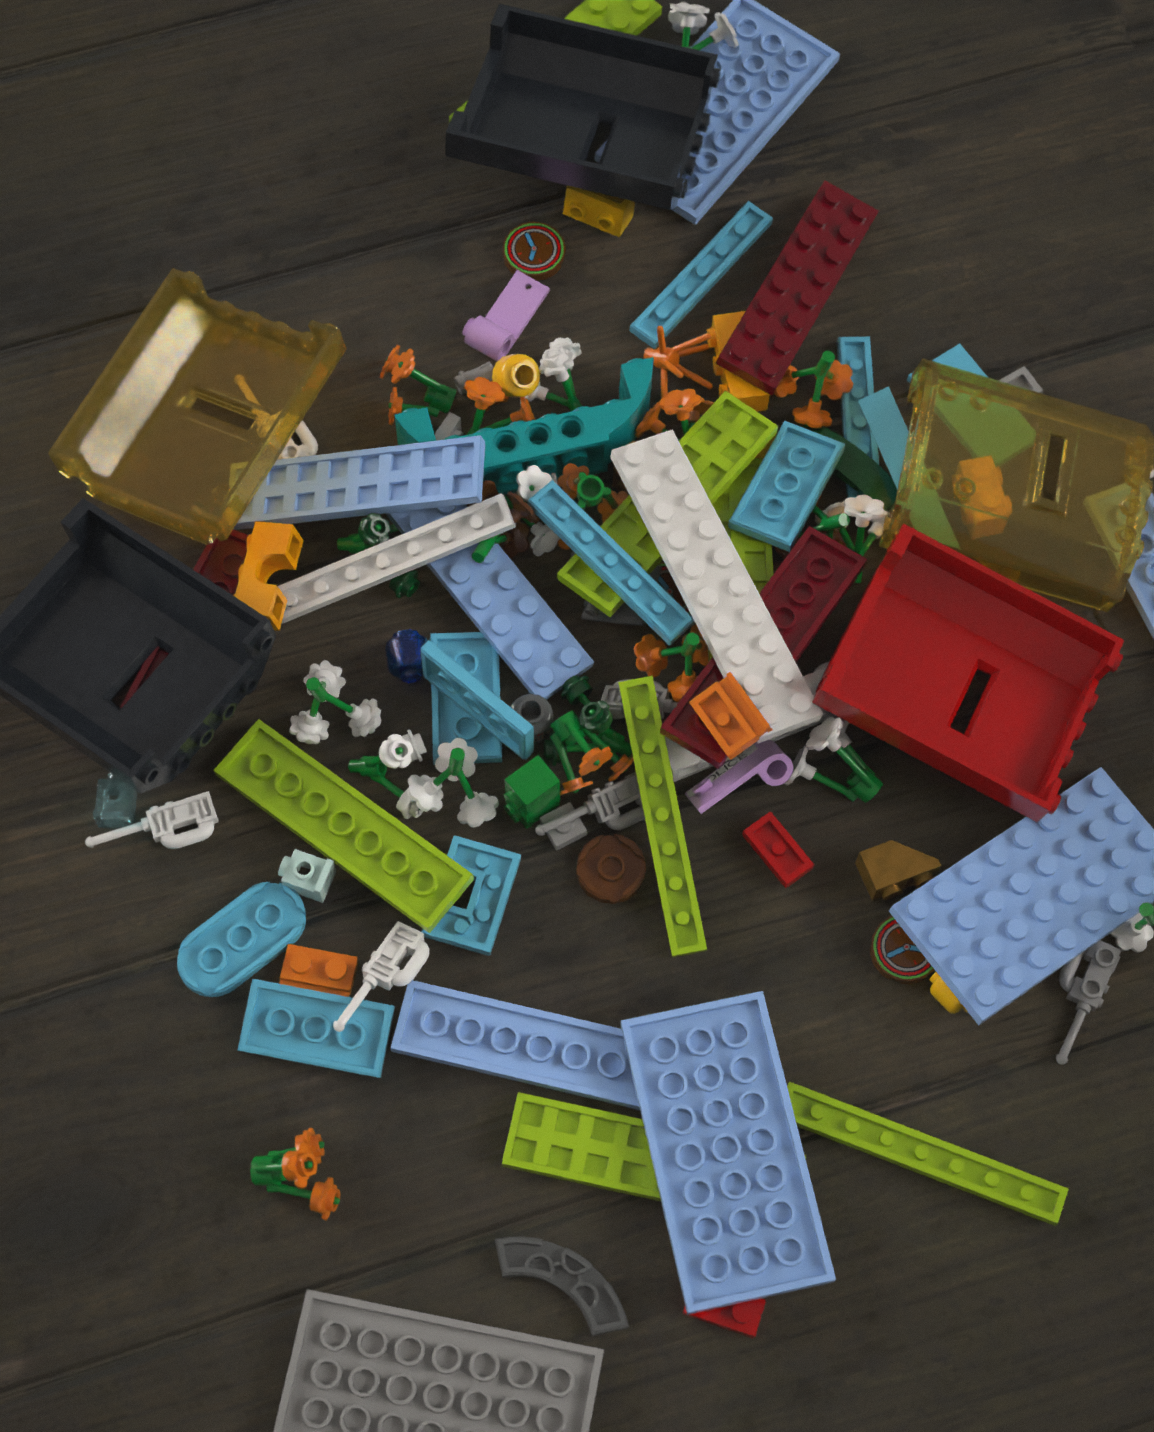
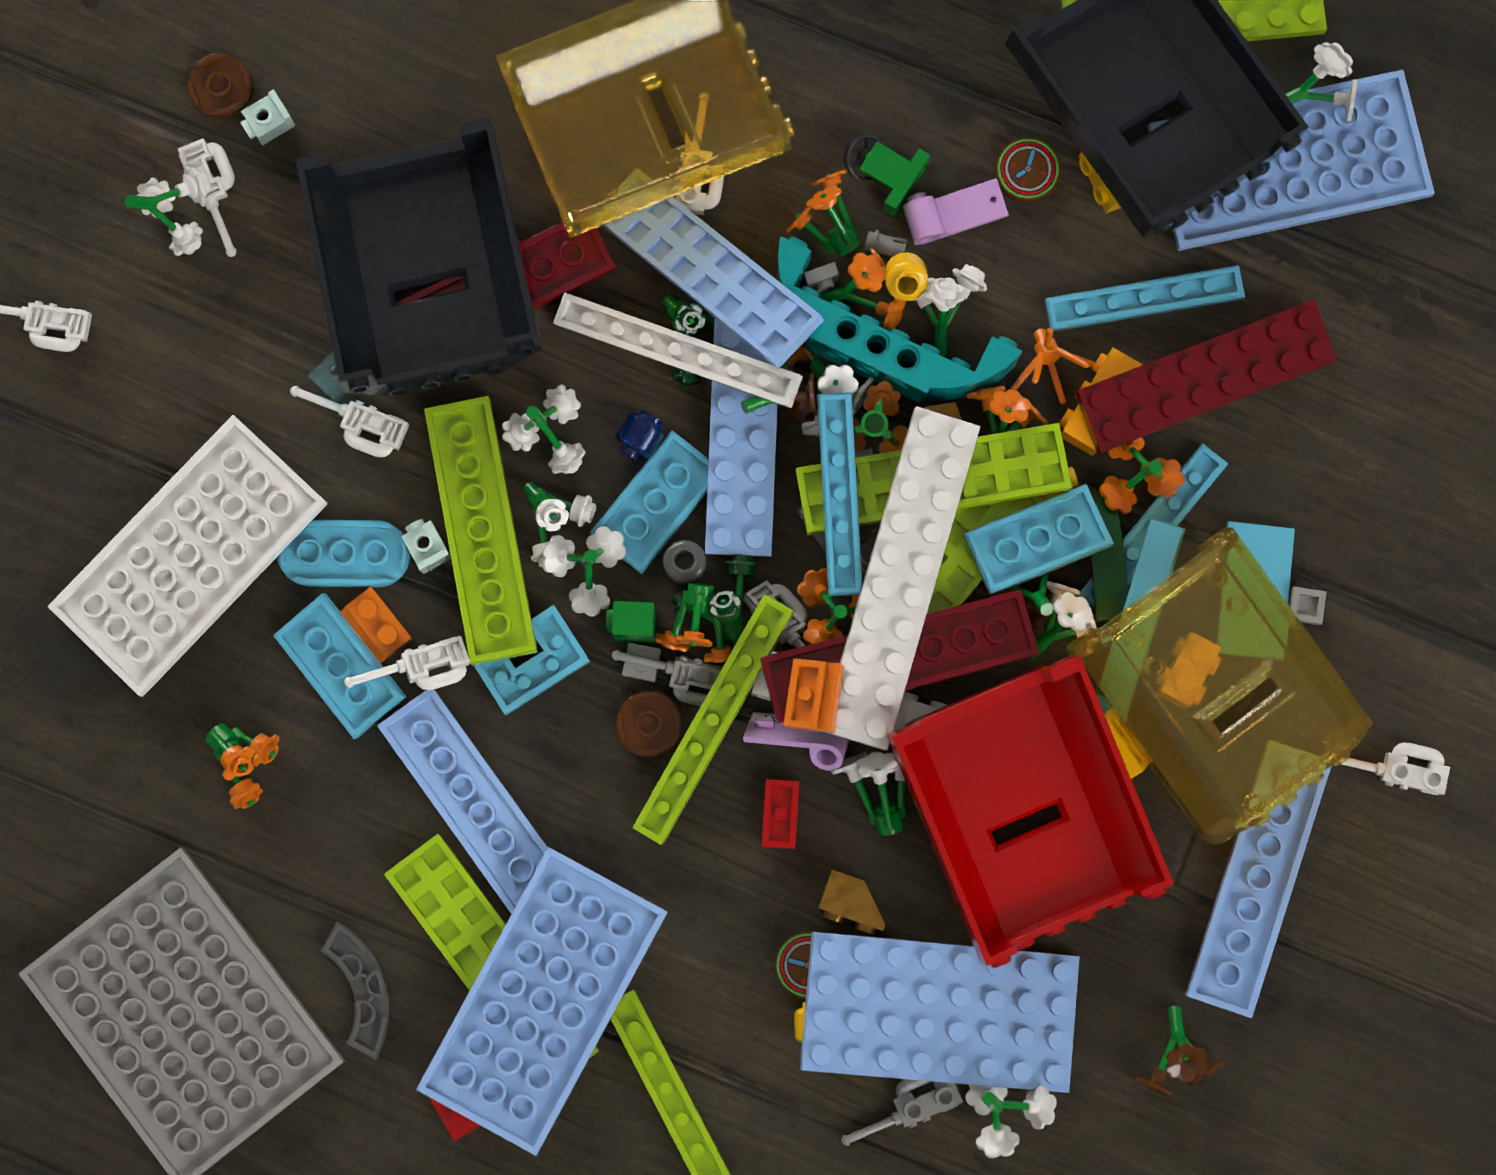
camera: 45 degrees right, 15 degrees up
(107, 1046) = (187, 555): none -> white plate
(268, 550) = (599, 267): light orange arch -> none
(428, 320) = (887, 168): none -> green piece
(477, 700) = (650, 518): medium azure tile -> none

